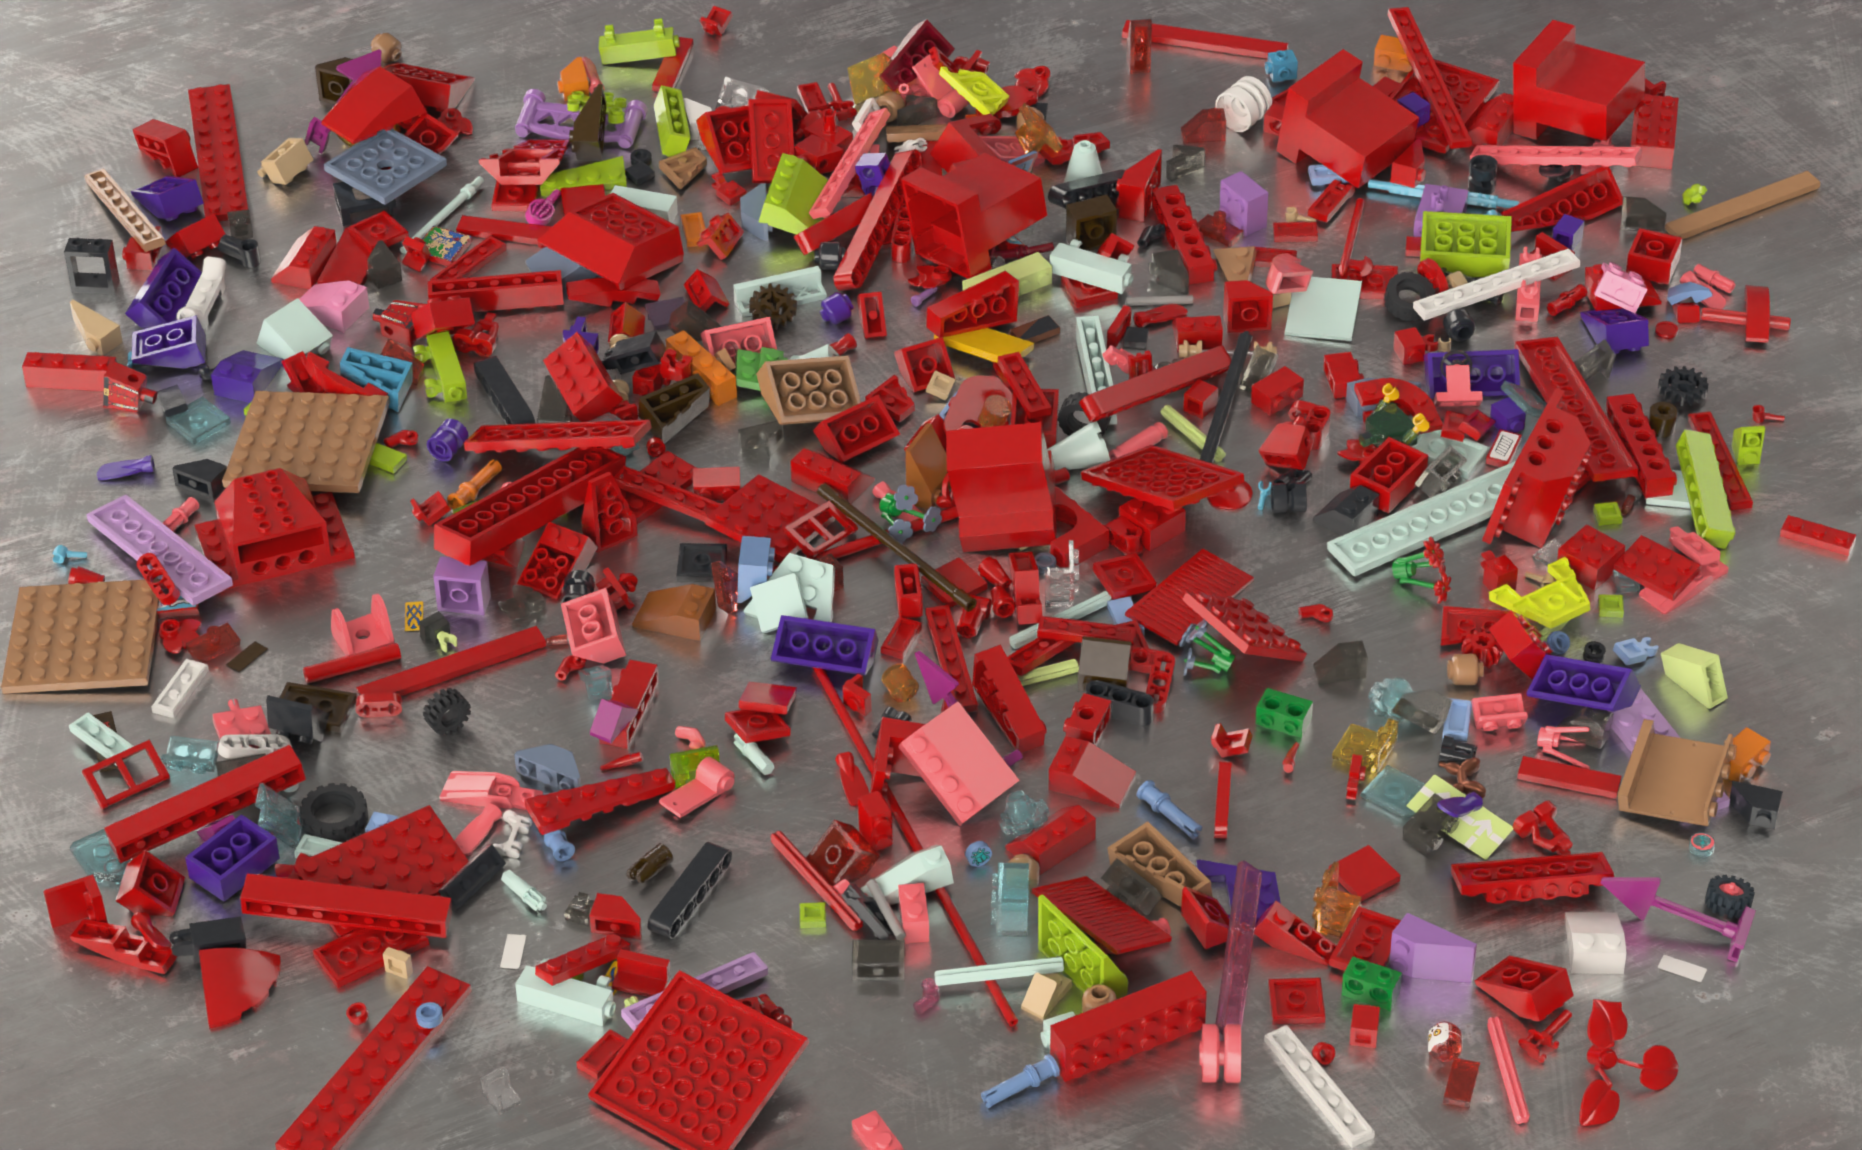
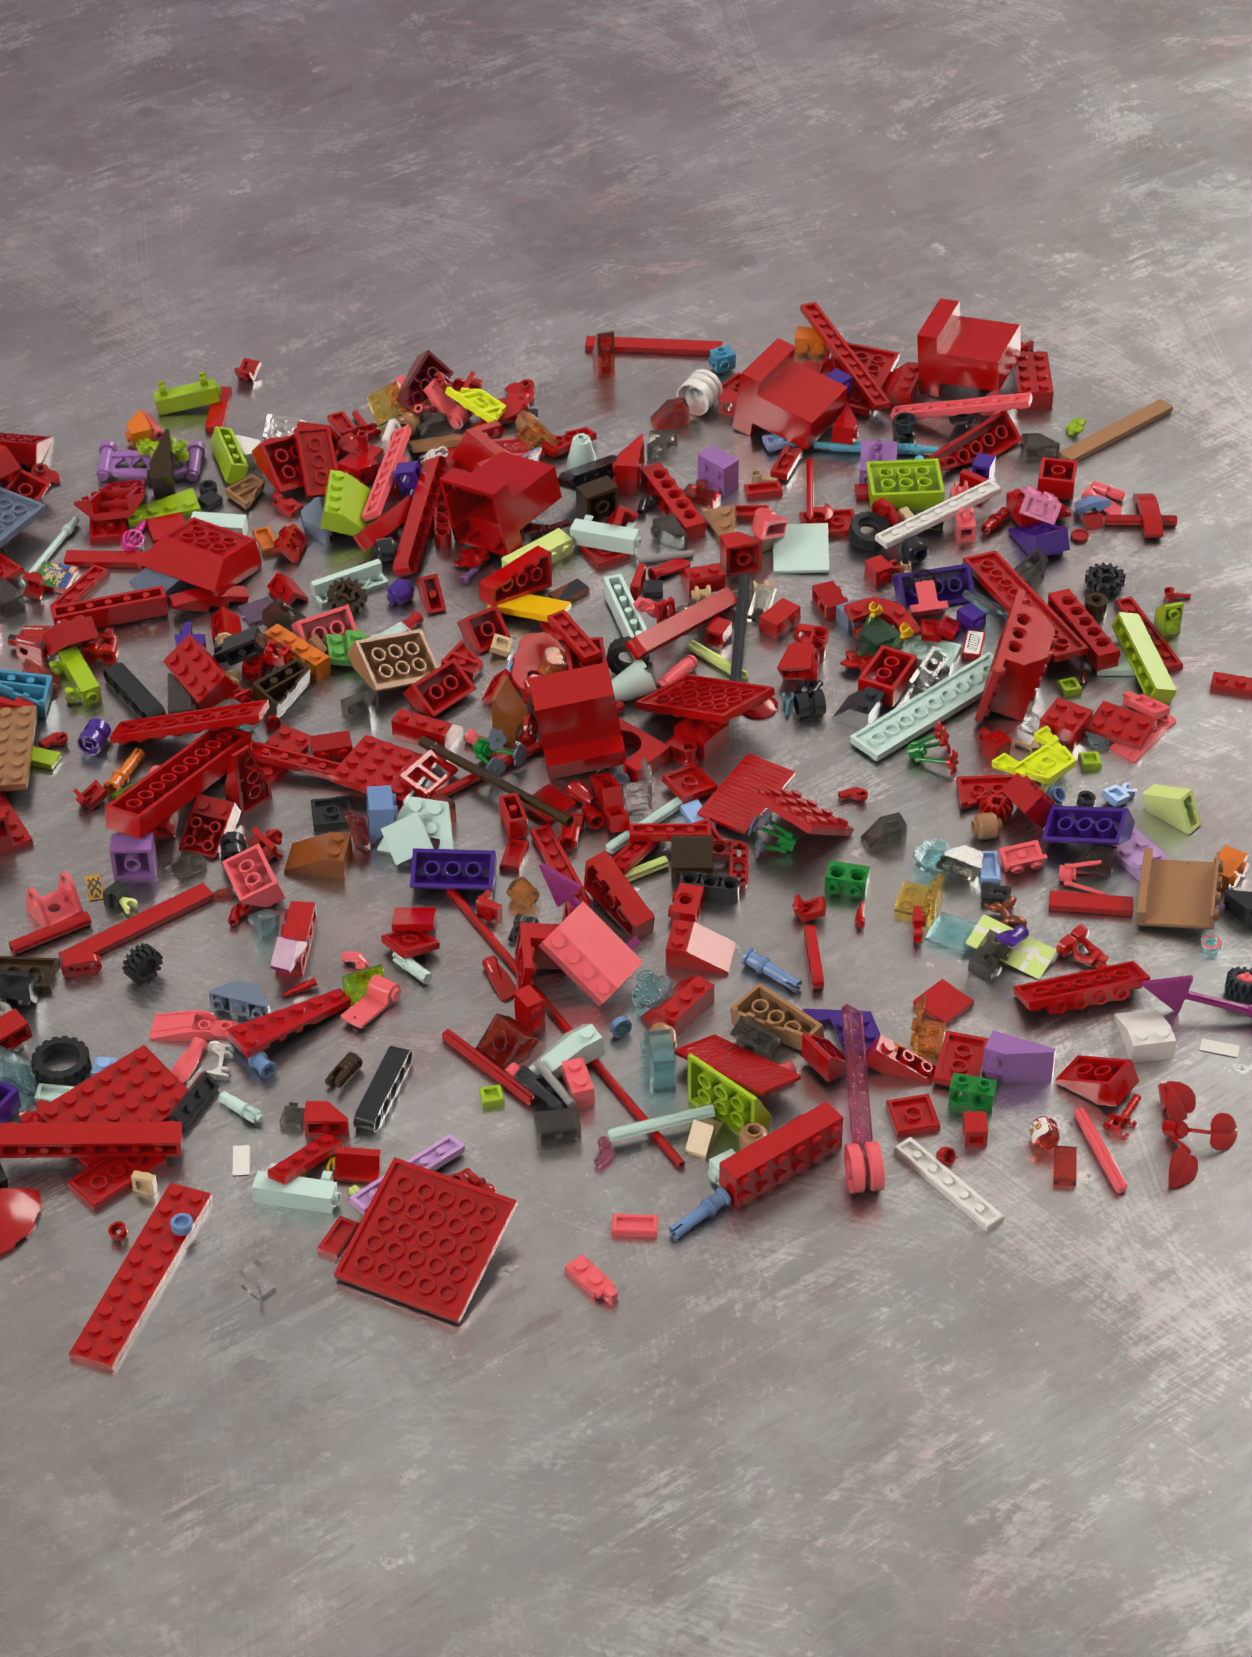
camera: 10 degrees left, 0 degrees up
(943, 1085) = (634, 1225): none -> coral tile

